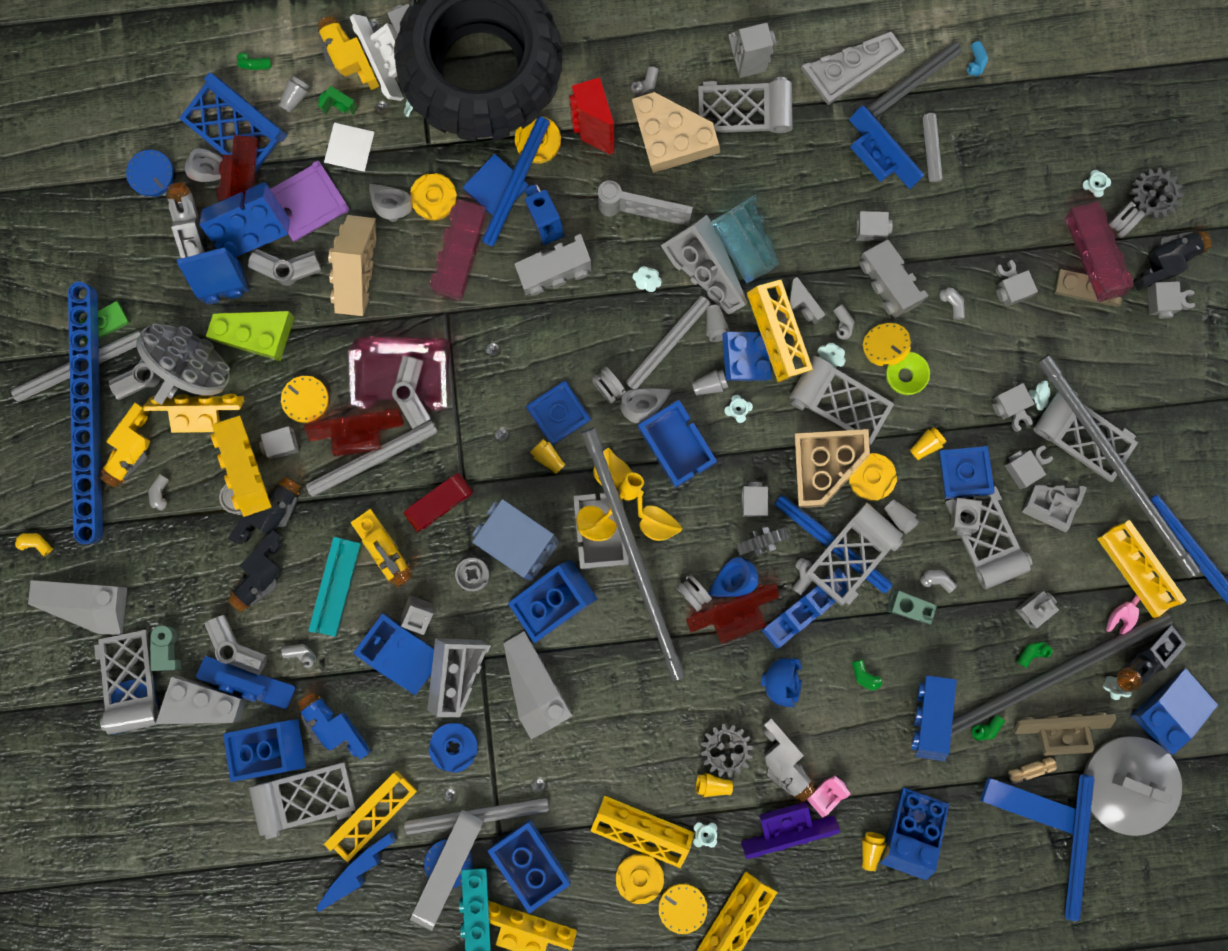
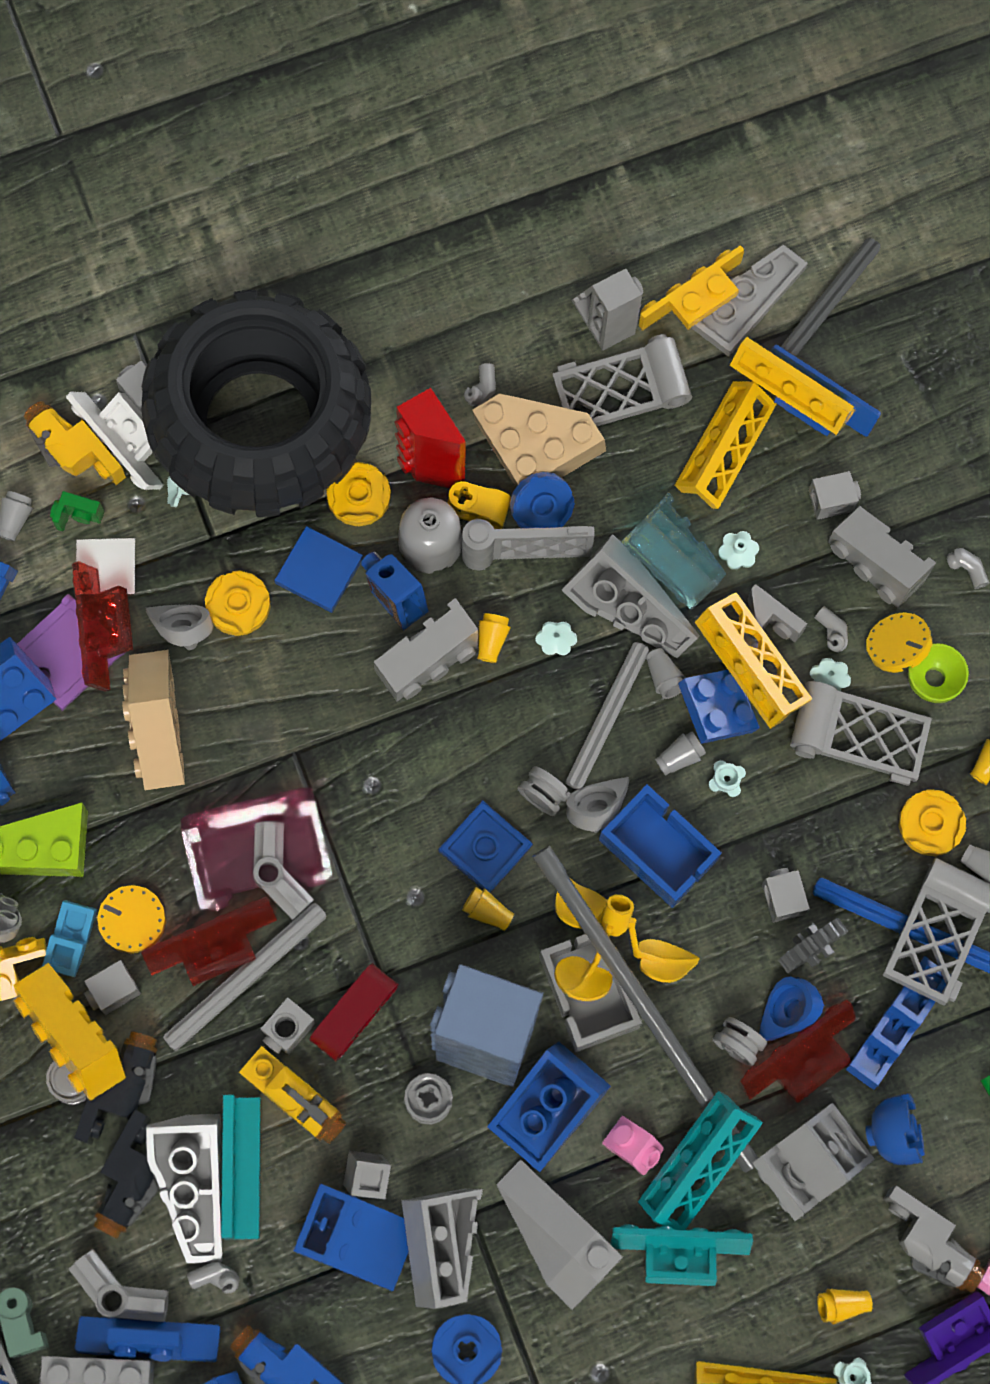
camera: 20 degrees left, 10 degrees down
(260, 402) = (70, 938): none -> dark azure slope
(271, 266) = (40, 749): light grey piece -> none
(298, 580) = (188, 1170): none -> light grey wedge
(333, 189) = (101, 623): none -> clear red bracket
(400, 497) = (290, 1012): none -> light grey brick
(459, 250) = (292, 665): clear pink brick -> none
(515, 181) = (345, 555): blue axle -> none
(578, 191) = (430, 545): none -> light grey cylinder
(602, 266) = (492, 635): none -> yellow cone
(602, 642) = (633, 1145): none -> bright pink bracket
(612, 724) = (681, 1255): none -> teal bracket
(622, 170) = (480, 503): none -> yellow piece
(638, 665) = (693, 1161): none -> teal fence
(663, 179) = (542, 501): none -> blue tile
(717, 761) = (840, 1267): dark grey gear -> none
(719, 687) = (813, 1161): none -> light grey bracket
(791, 253) = (738, 556): none -> light aqua plant
(804, 164) = (723, 436): none -> yellow fence
(804, 581) = (884, 986): light grey arm -> none
(818, 55) = (699, 296): none -> yellow bracket
(827, 463) = (868, 817): tan brick -> none
(865, 139) = (792, 386): none -> yellow fence
(932, 147) = (880, 377): light grey axle -> none
(981, 58) = (908, 253): dark azure arm -> none

